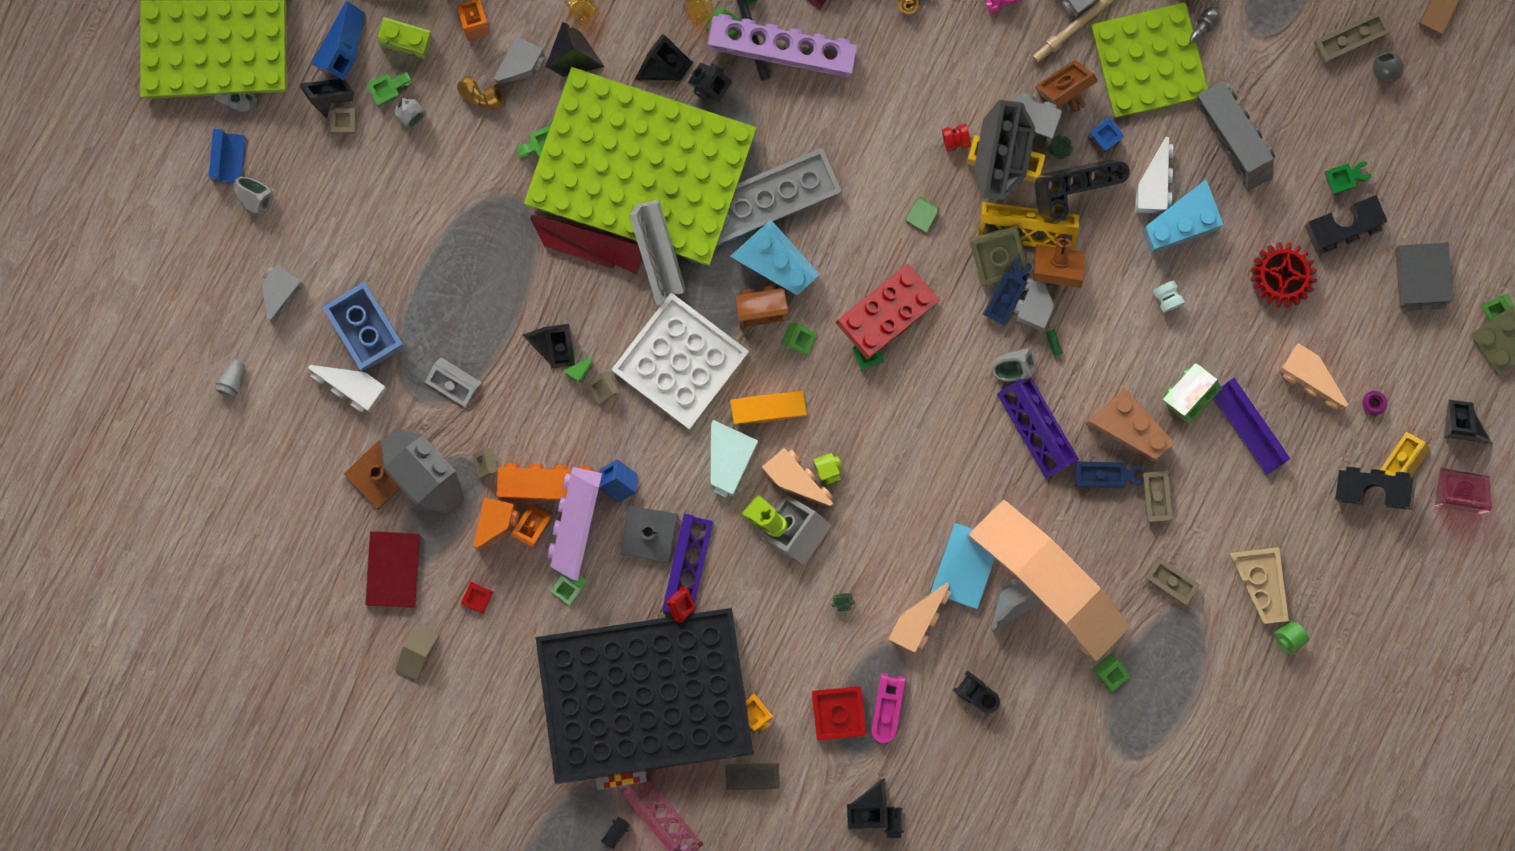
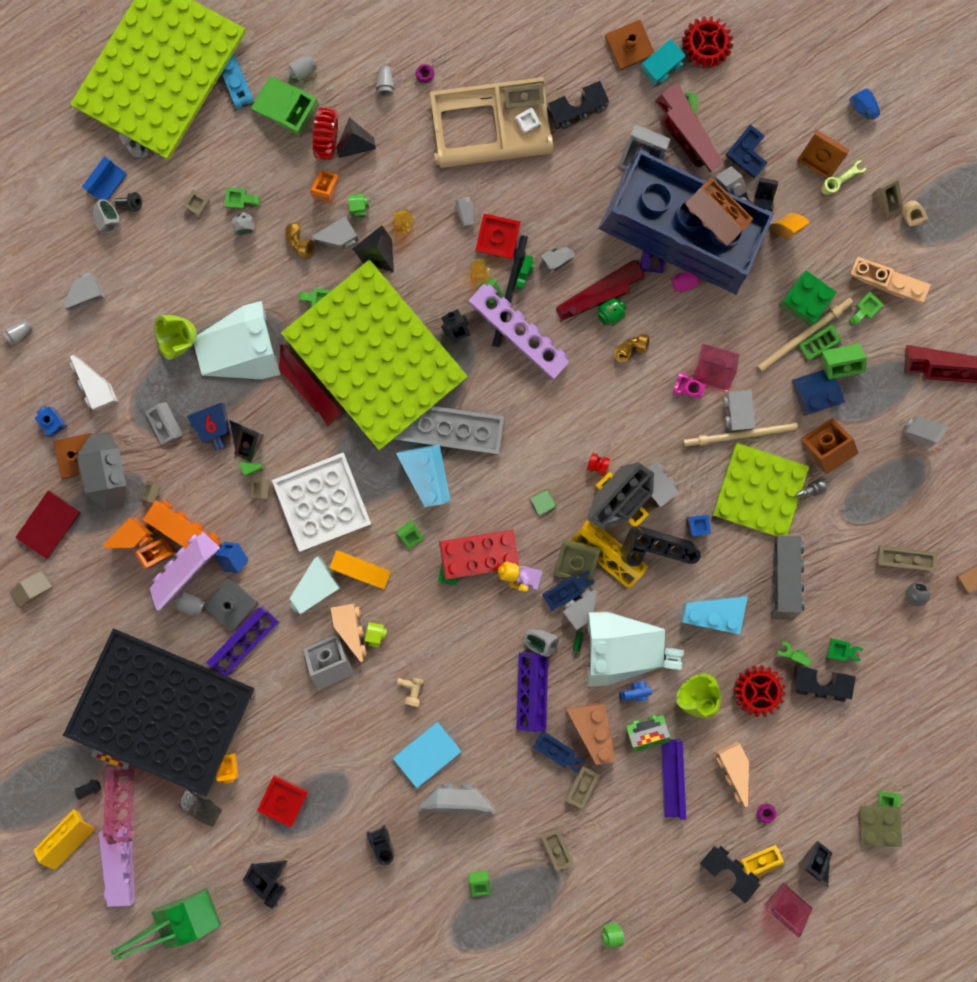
camera: 30 degrees right, 5 degrees up
(272, 161) = (133, 201): none -> pearl dark grey plate
(325, 92) = (191, 176): black slope -> none
(333, 459) = (56, 422): none -> blue brick
(341, 43) = (226, 149): blue slope -> none
(363, 327) = (124, 351): medium blue brick -> none
(404, 38) = (270, 171): lime brick -> none
(407, 277) = (174, 335): none -> lime hair
(477, 598) = (92, 577): red tile -> none
(484, 248) = (238, 346): none -> light aqua wedge
(508, 350) = (211, 425): none -> dark blue torso
(522, 17) = (358, 205): none -> bright green plate
(568, 589) = (153, 612): bright green slope -> none
(603, 560) = (189, 604): none -> light grey brick
(657, 250) = (348, 419): light grey fence -> none
(664, 62) = (434, 294): black slope -> none
(681, 604) = (221, 666): red tile -> none
(761, 307) = (397, 499): dark orange slope -> none
(765, 517) = (313, 641): lime piece -> none
(843, 602) = (331, 728): clear green plate -> none
(887, 708) = (316, 817): dark pink plate -> none
(905, 498) = (415, 686): none -> tan piece
(914, 622) = (370, 771): light nougat slope -> none
(954, 304) = (514, 574): none -> piece
(1052, 578) = (473, 800): light nougat panel -> none
(1059, 264) = (612, 593): dark orange tile -> none
(1060, 140) = (668, 516): clear green plate -> none
(1067, 85) = (693, 475): dark orange tile -> none
(1106, 319) = (622, 648): none -> light aqua wedge
(1152, 190) = (709, 578): white slope -> none
(1153, 355) = (639, 691): none -> blue plate
(1223, 318) = (700, 696): none -> lime hair
(1264, 581) = (618, 887): tan wing -> none
(1302, 212) = (798, 656): none -> bright green plate
(1424, 275) = (853, 749): dark grey brick -> none

